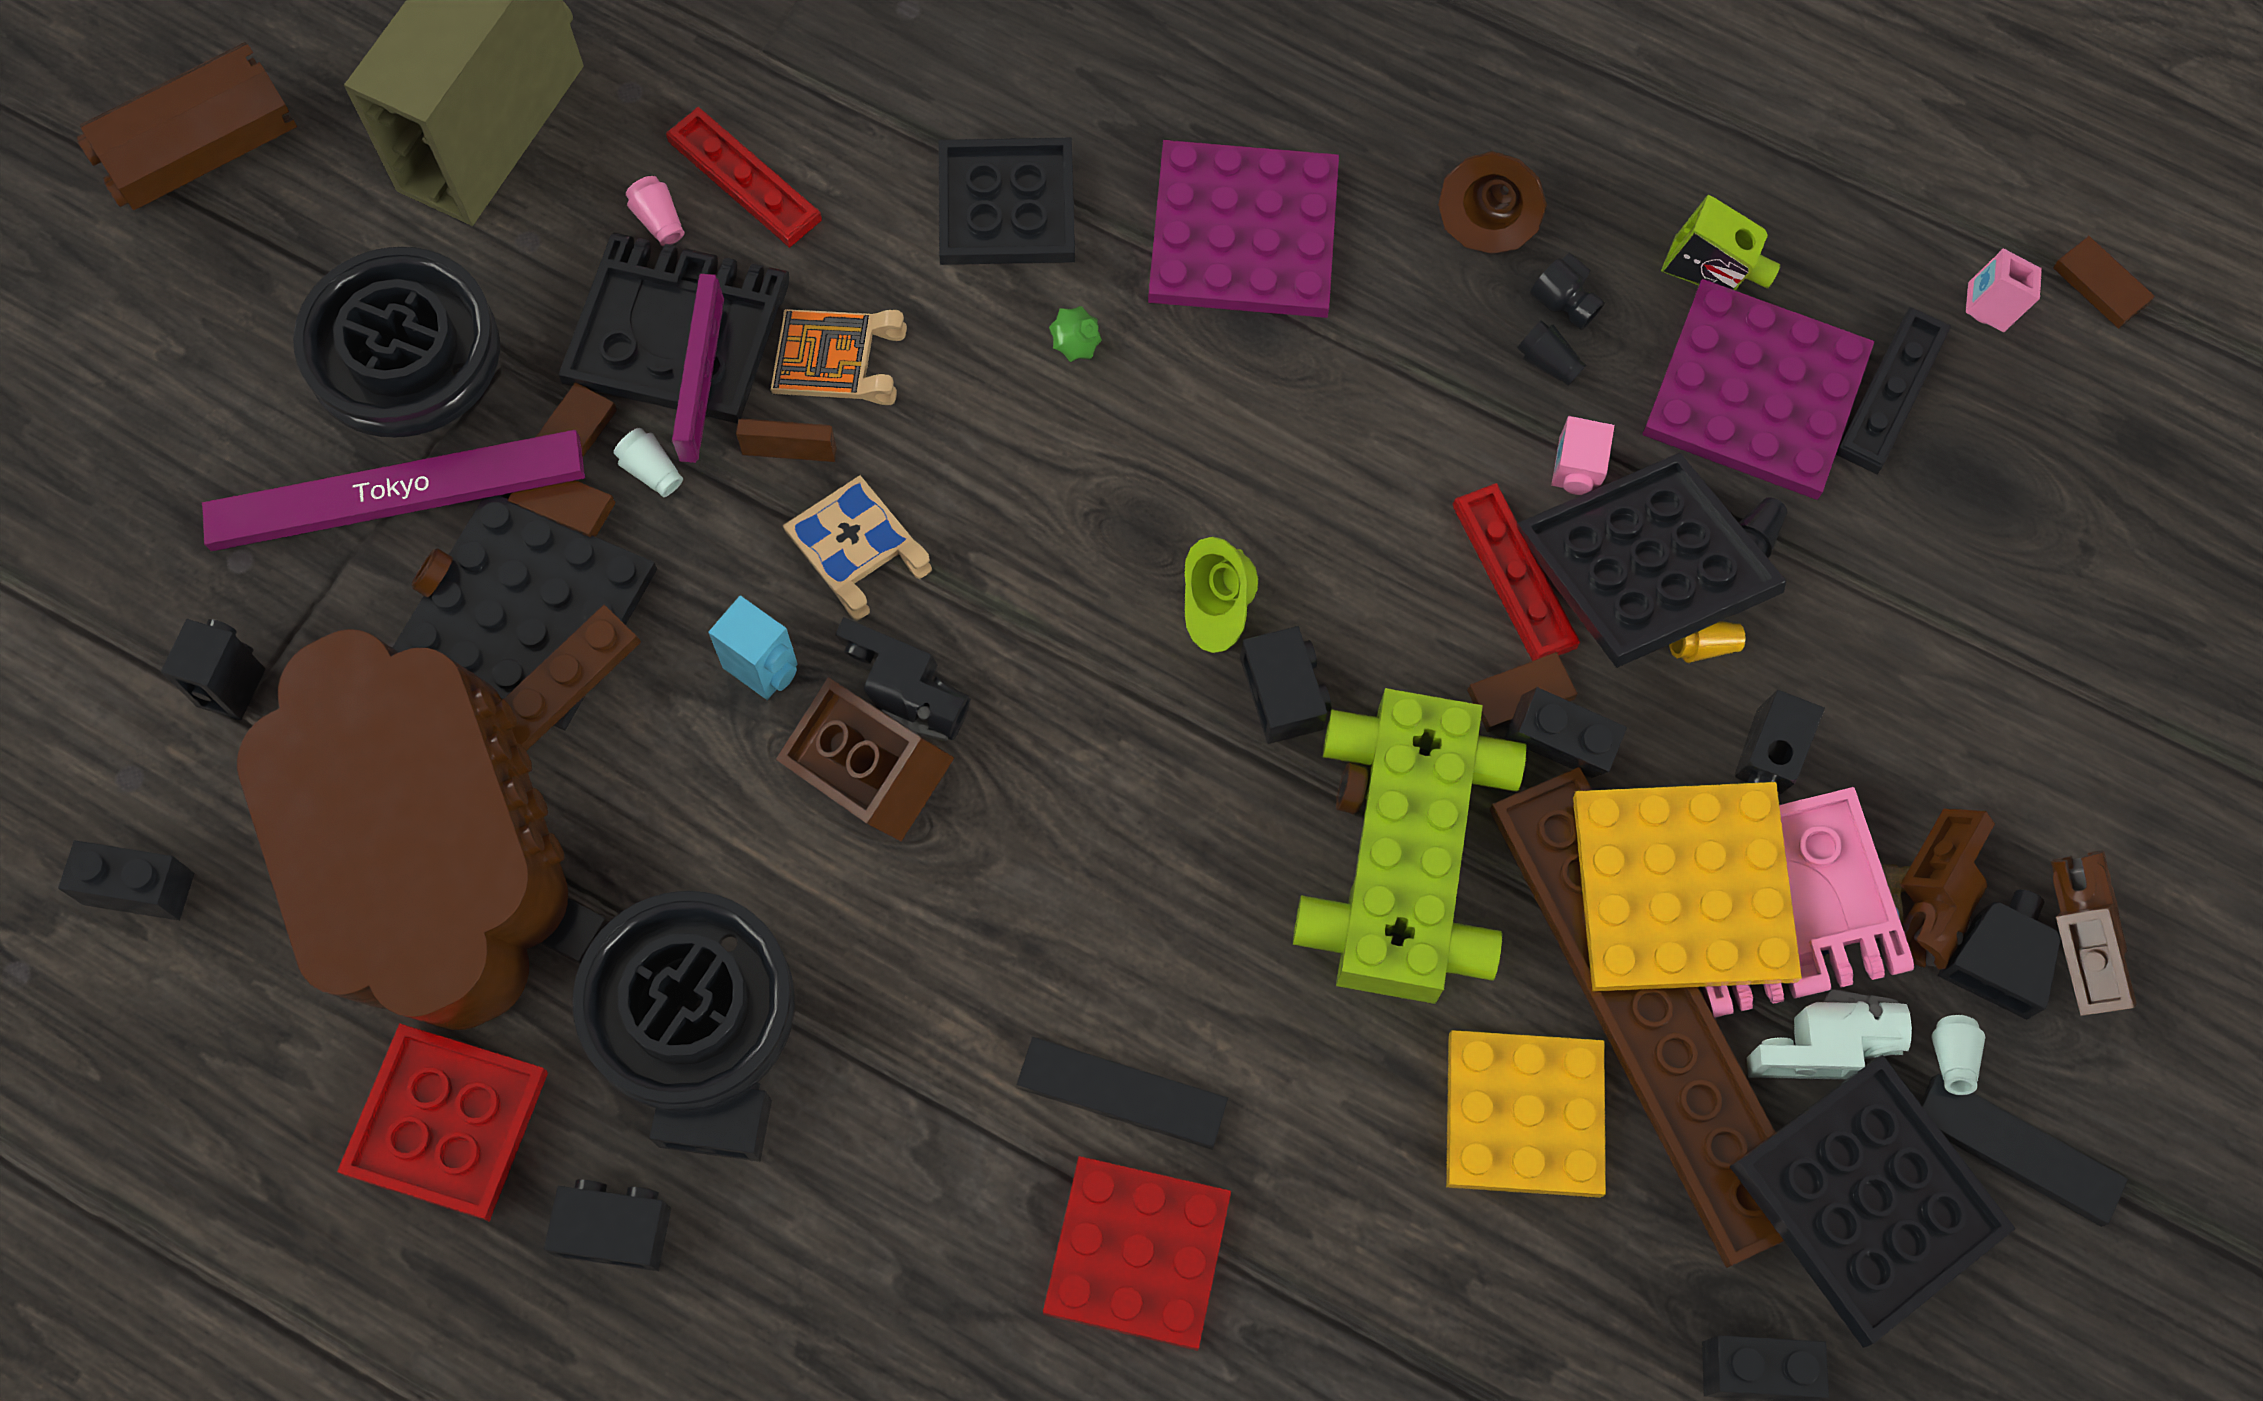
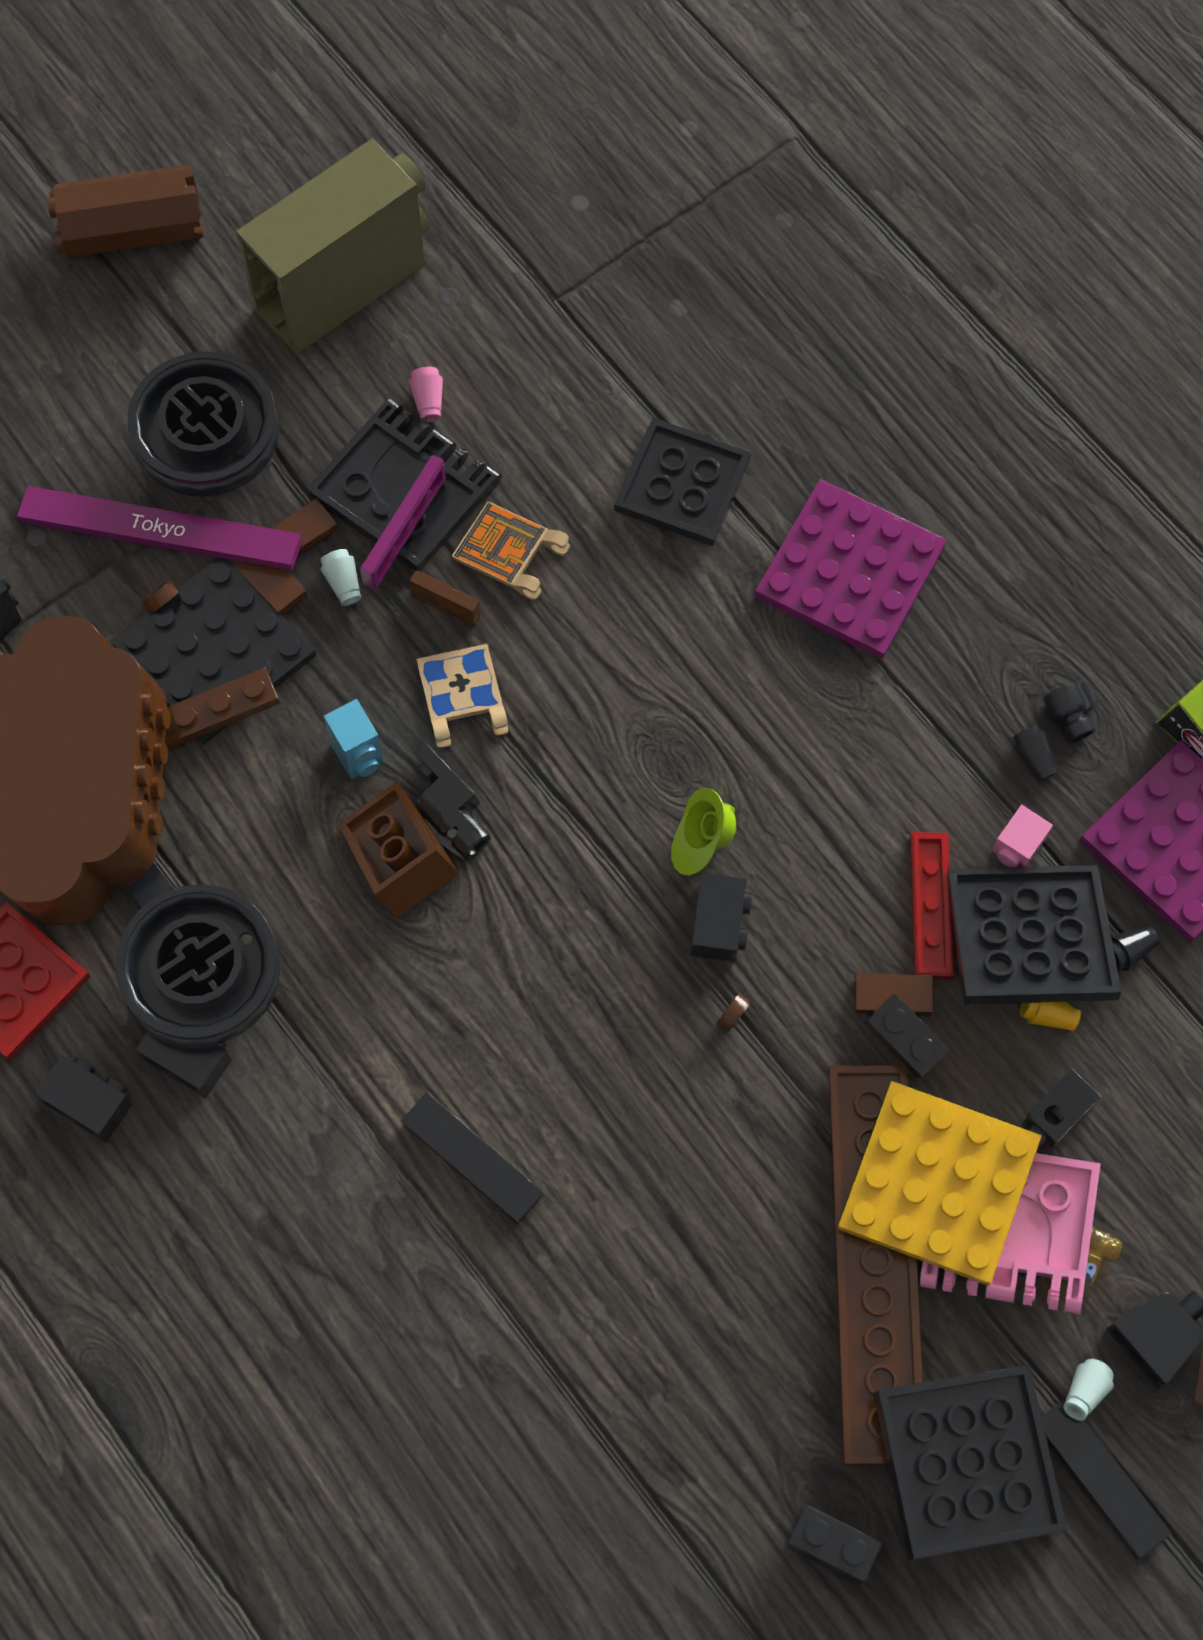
camera: 25 degrees right, 0 degrees up
(744, 177) = (502, 391): red tile -> none
(1075, 333) = (687, 600): bright green piece -> none
(1137, 1253) = (432, 1272): red plate -> none
(1410, 846) = (754, 1069): lime piece -> none
(1482, 212) = (1041, 621): reddish brown hat -> none
(1526, 1114) = (750, 1295): yellow plate -> none
(1835, 1038) = (1000, 1337): light aqua plate -> none
(1945, 886) = (1136, 1266): reddish brown plate -> none

